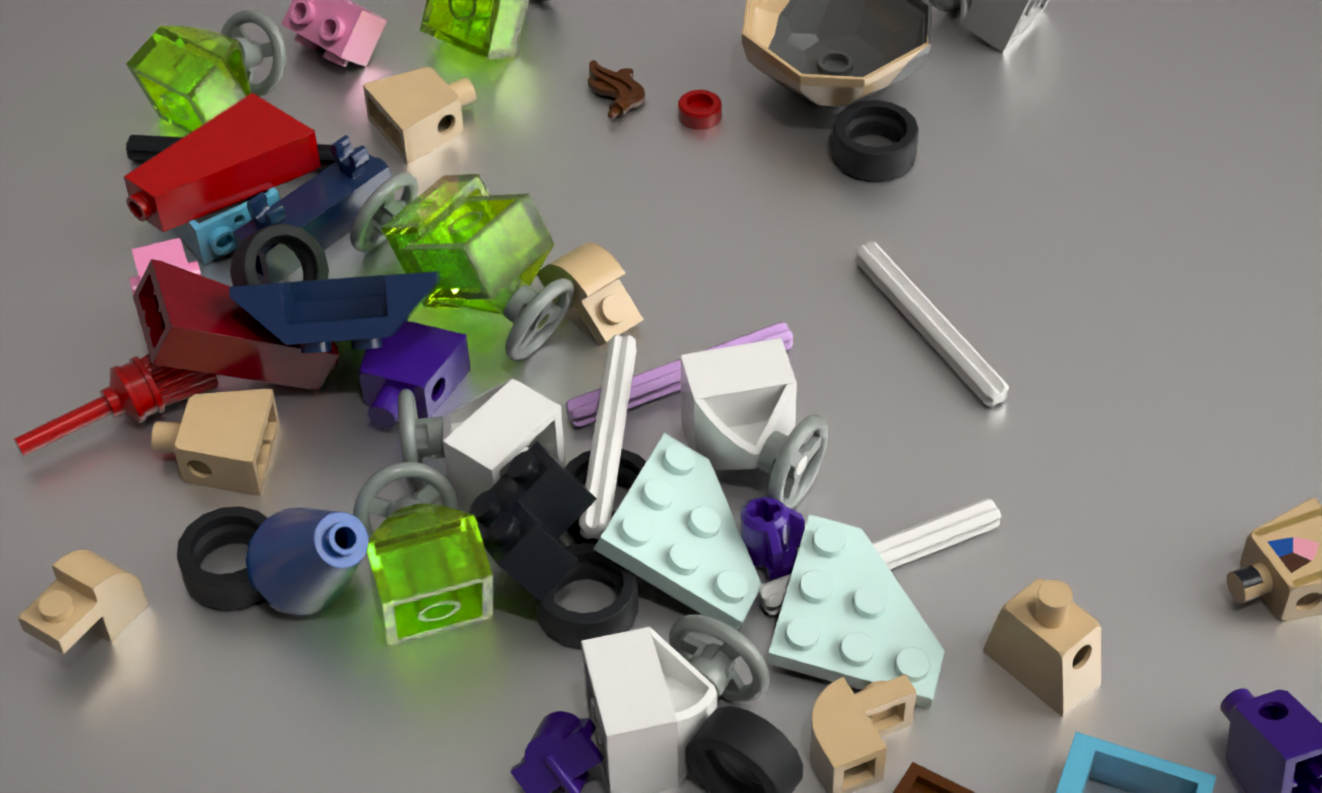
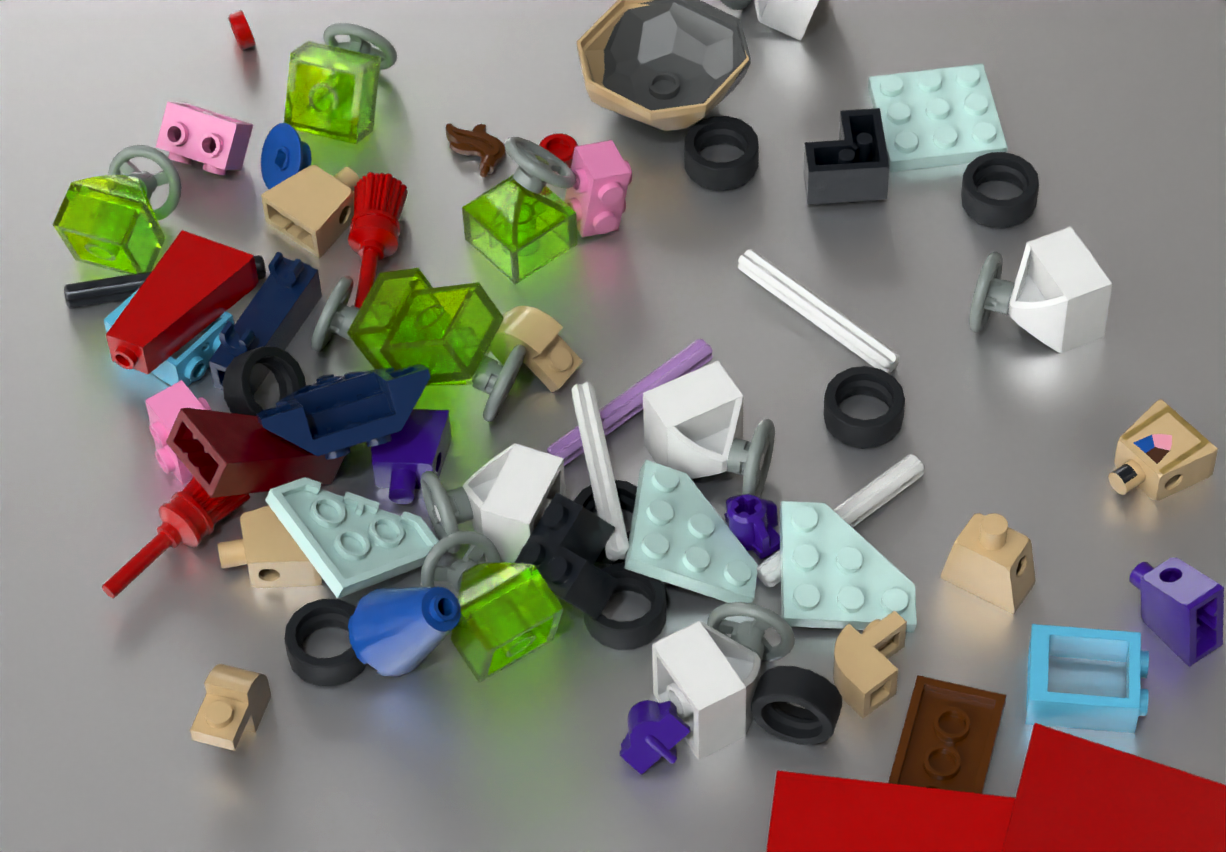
camera: 15 degrees left, 5 degrees up
(295, 445) = (349, 536): none -> light aqua plate
(409, 51) = (283, 155): none -> blue piece
(477, 131) = (375, 225): none -> red piece
(626, 158) = (521, 220): none -> clear neon green piece
(720, 144) = (599, 188): none -> bright pink brick
(944, 462) = (869, 382): none -> black tyre
(1011, 178) = (849, 167): none -> black brick
(1131, 152) = (937, 116): none -> light aqua plate
(1179, 259) = (999, 167): none -> black tyre
(1214, 354) = (1056, 295): none -> white piece

